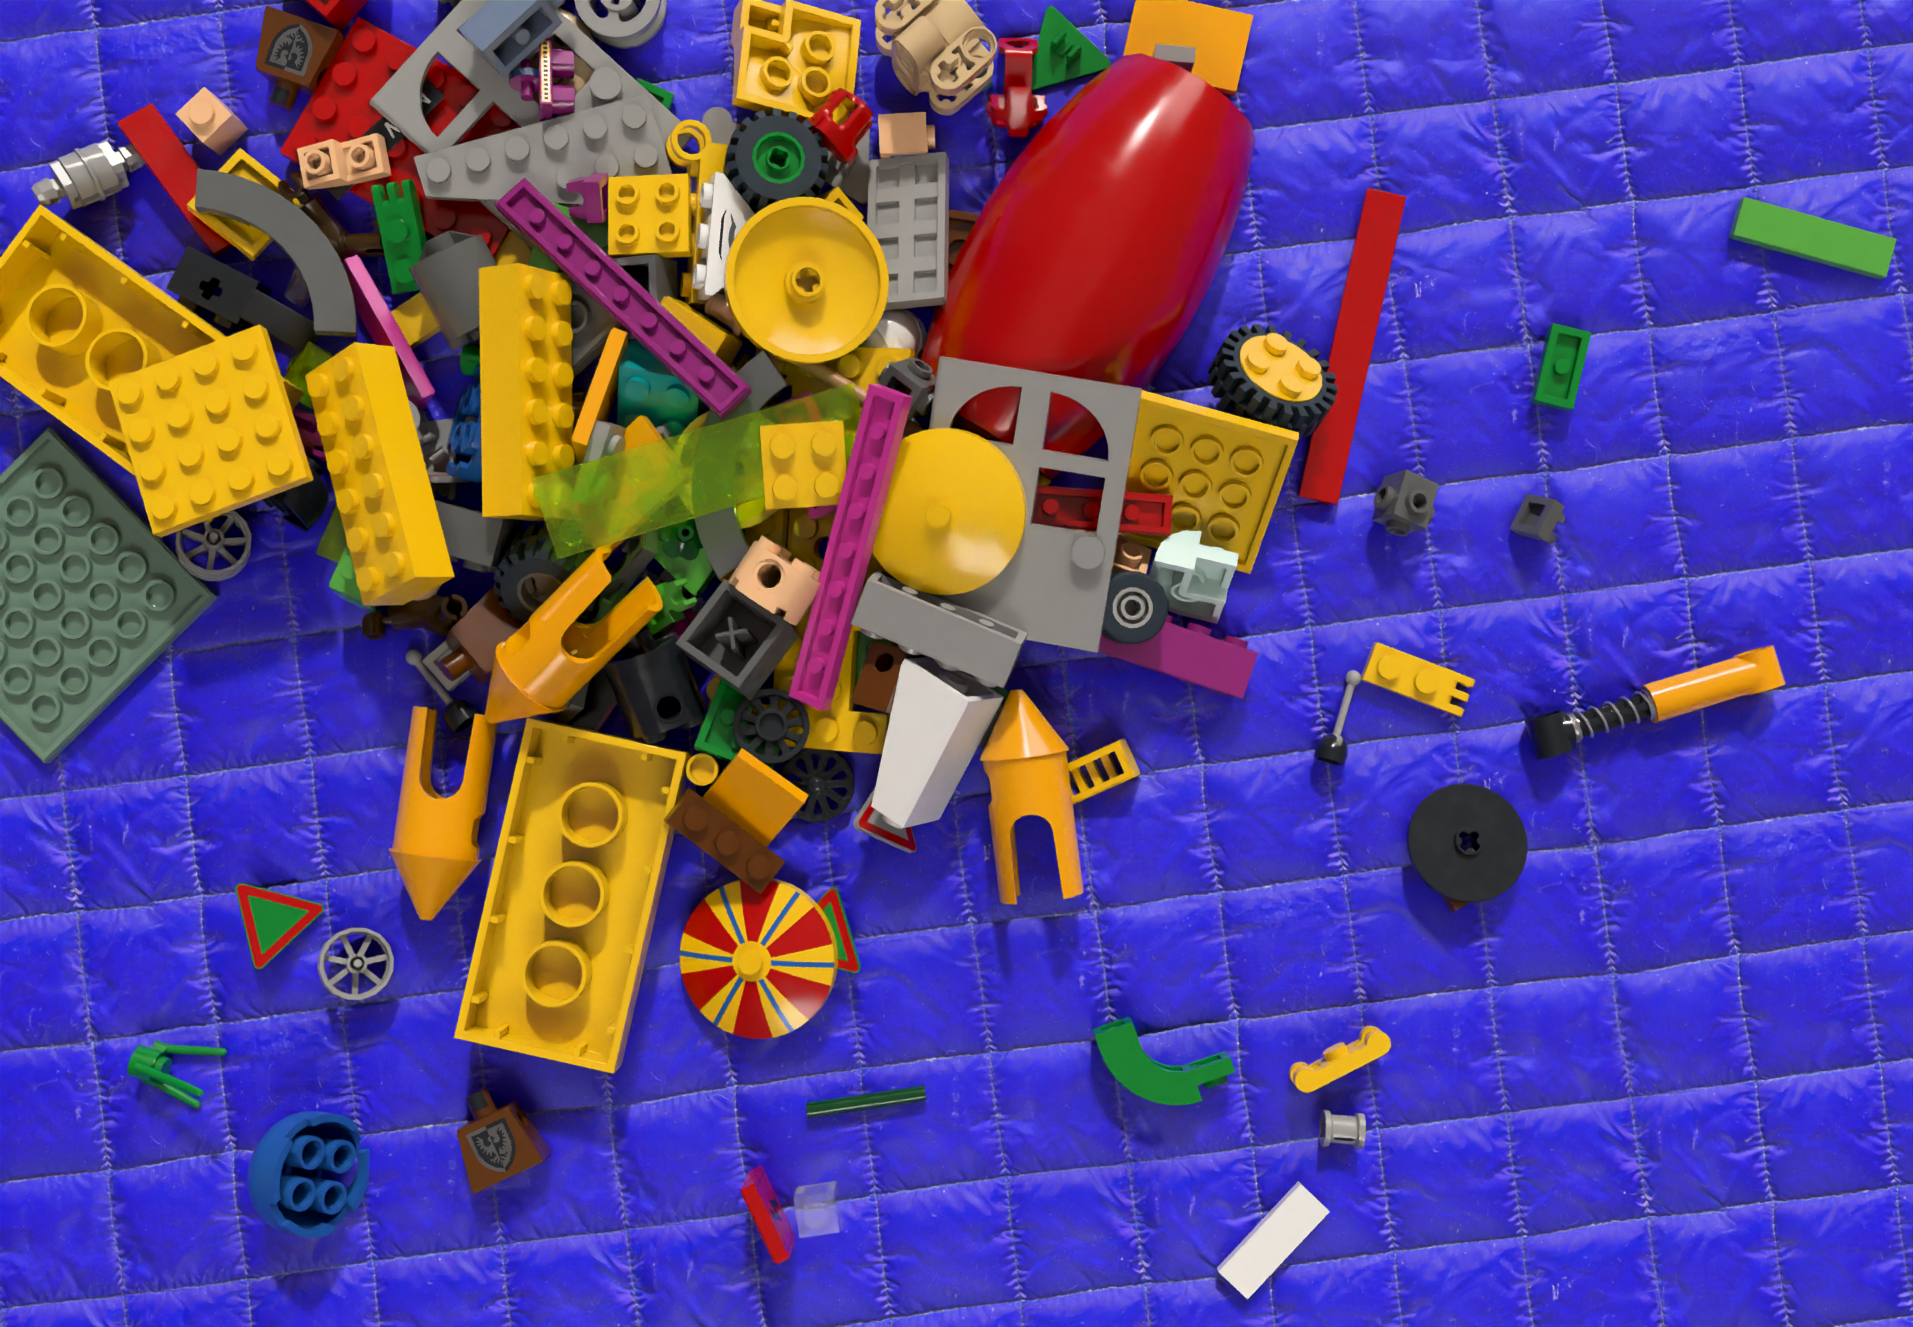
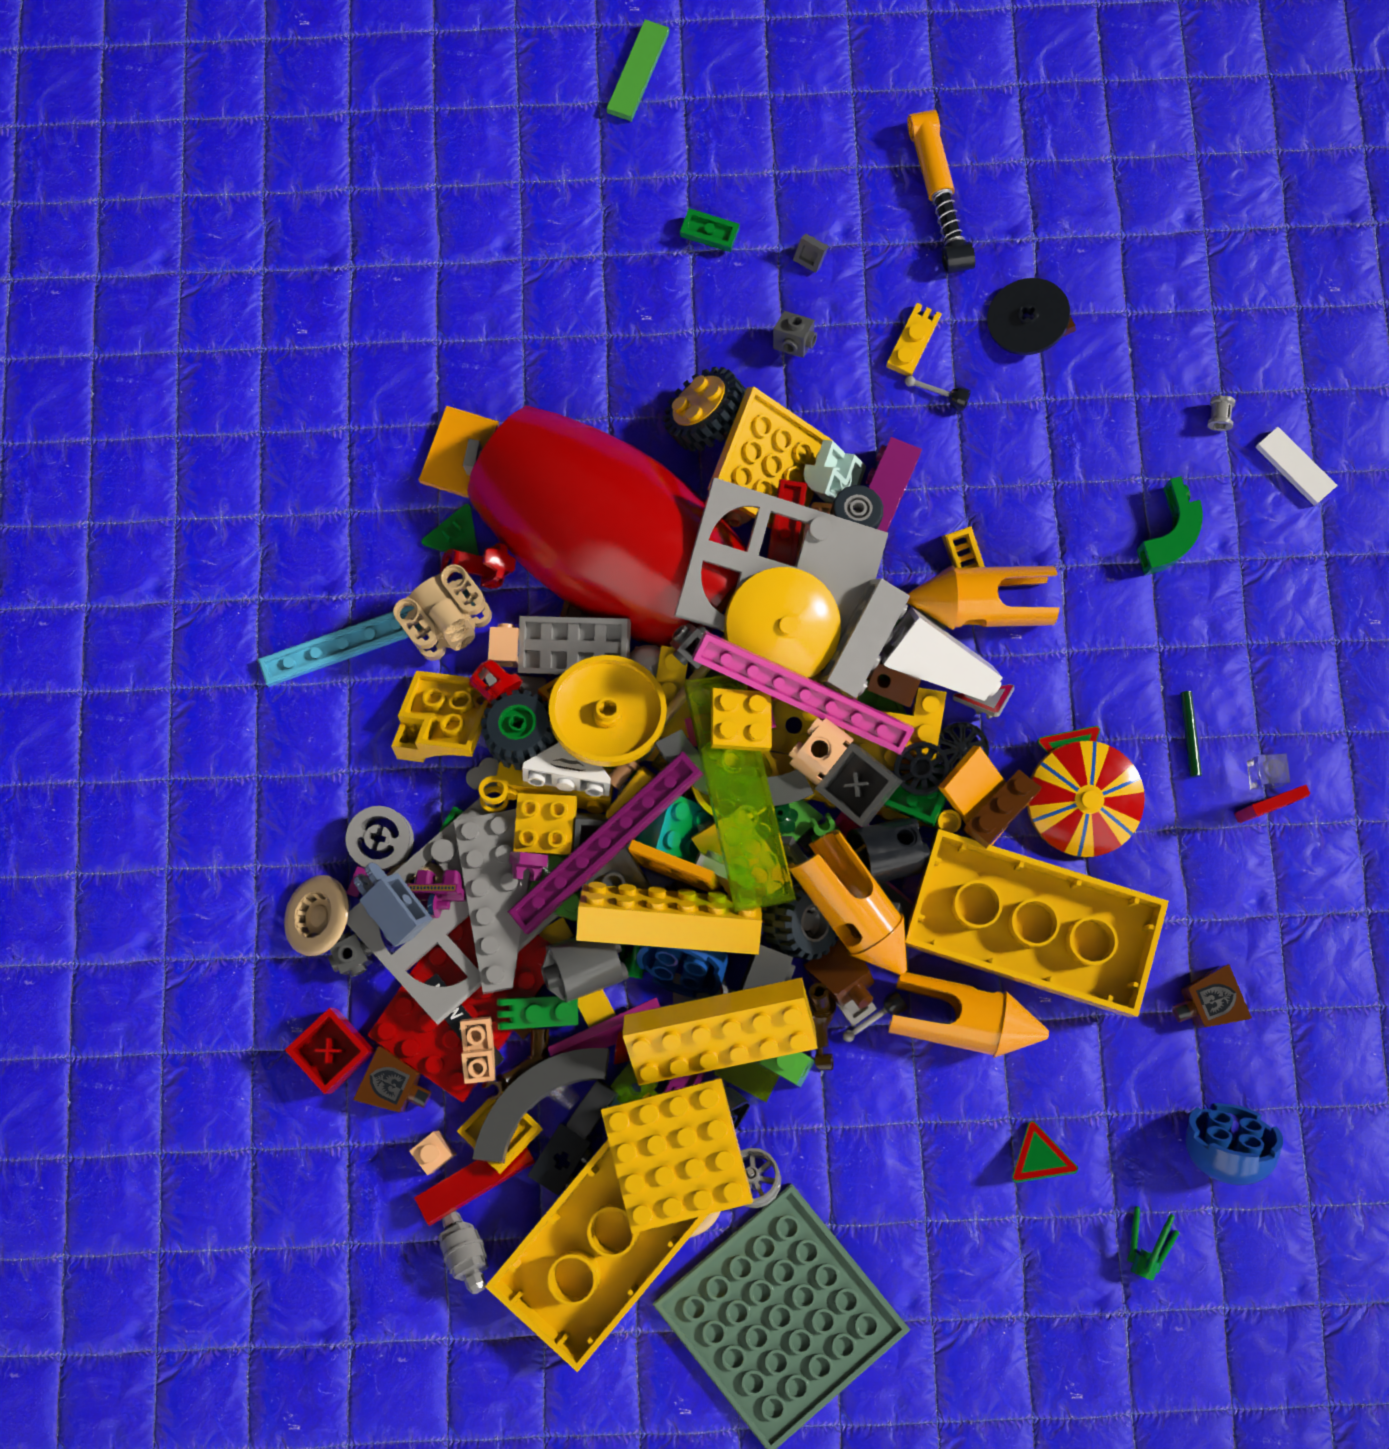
camera: 85 degrees left, 10 degrees down
(355, 964) = (1076, 1095): light grey wheel -> none
(1340, 1060) = (1174, 409): yellow plate -> none
(1353, 343) = (671, 358): red tile -> none

